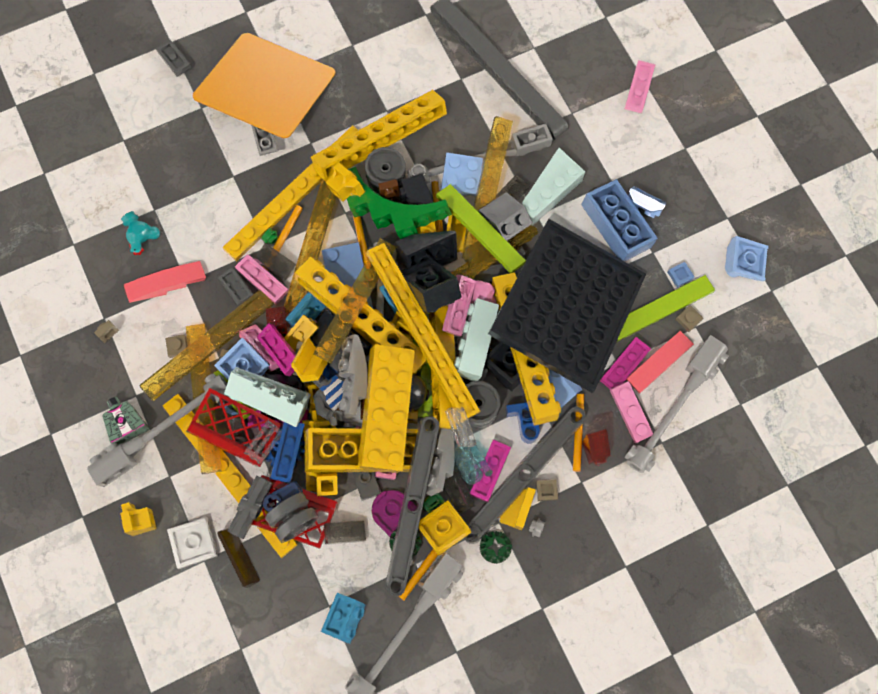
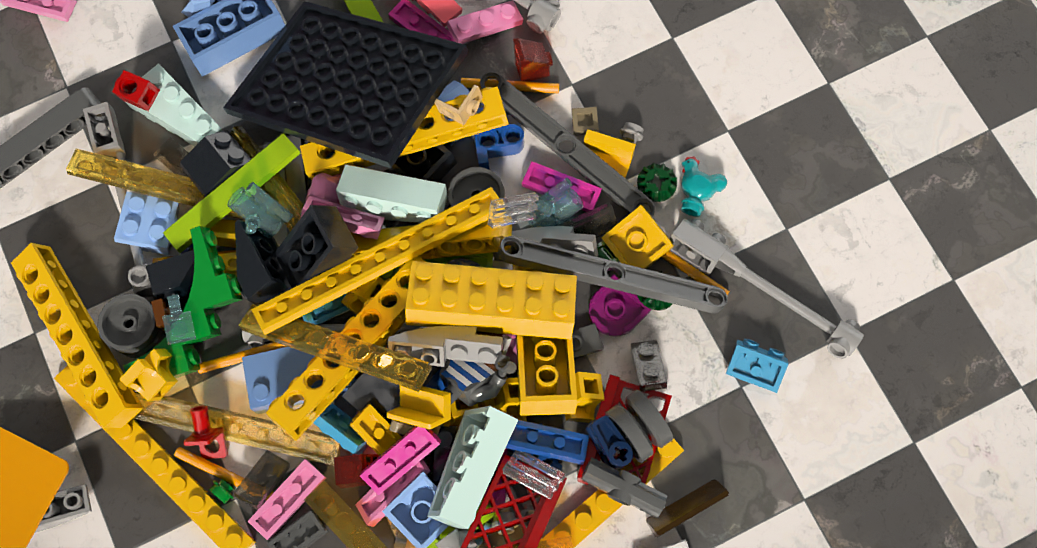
camera: 85 degrees left, 0 degrees up
(305, 222) = (205, 435): none -> red bracket
(377, 197) = (179, 324): none -> clear light blue plate
(463, 246) = (259, 210): none -> clear light blue pin
(490, 579) = (698, 187): none -> teal animal
(538, 390) = (467, 108): none -> tan bracket
(555, 162) = (144, 94): none -> red brick

